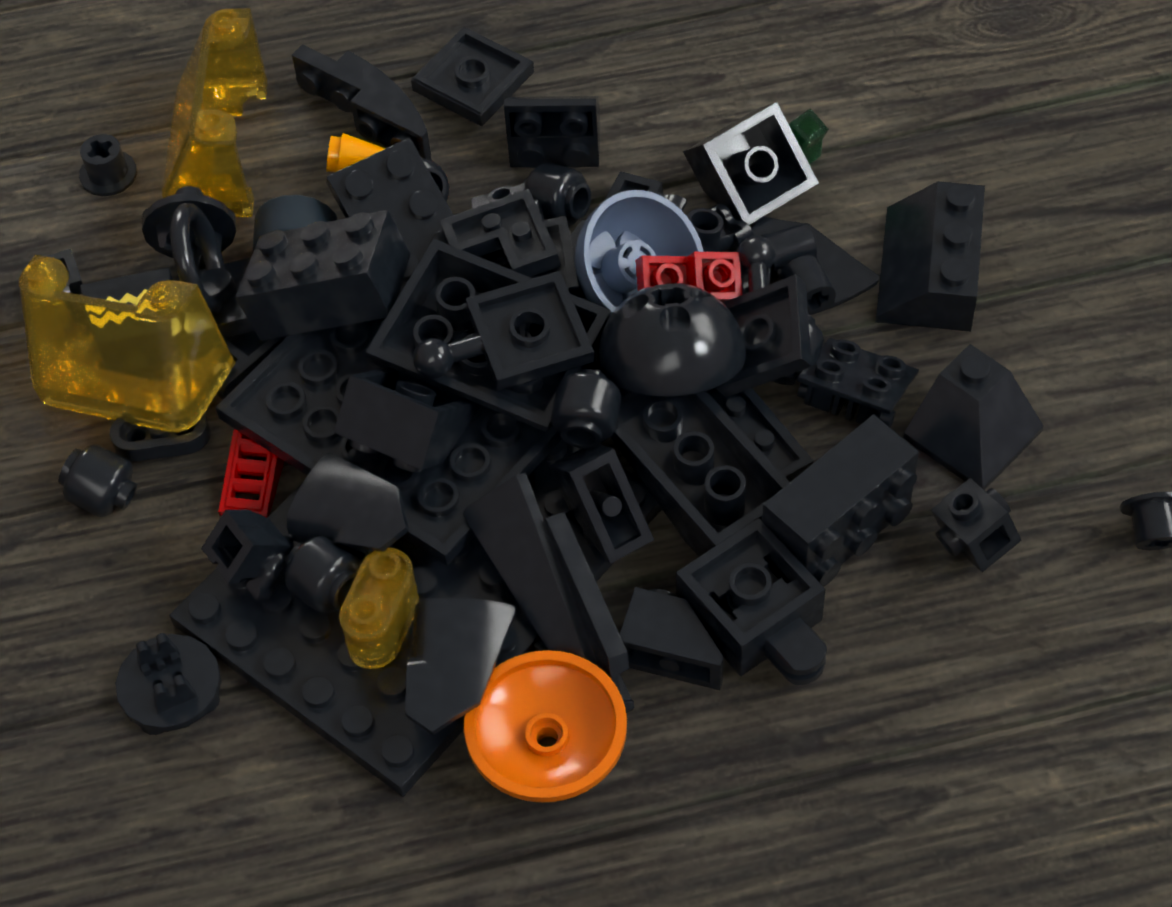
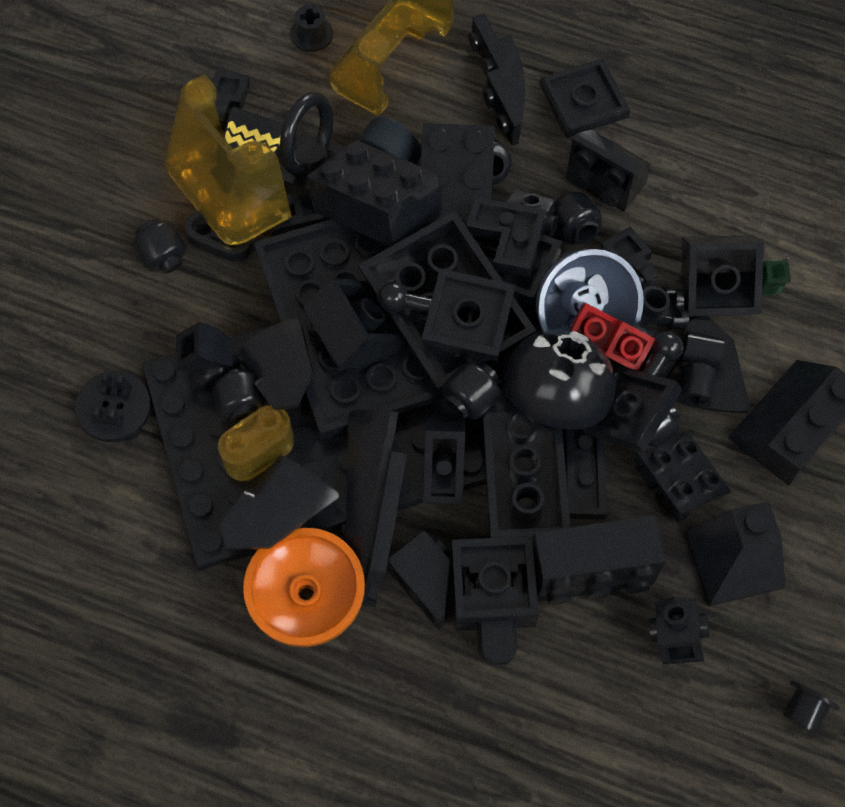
camera: 30 degrees right, 10 degrees up
(157, 222) = (344, 111): black plate -> none
(239, 465) = (247, 288): red slope -> none
(348, 150) = (466, 111): light orange cone -> none

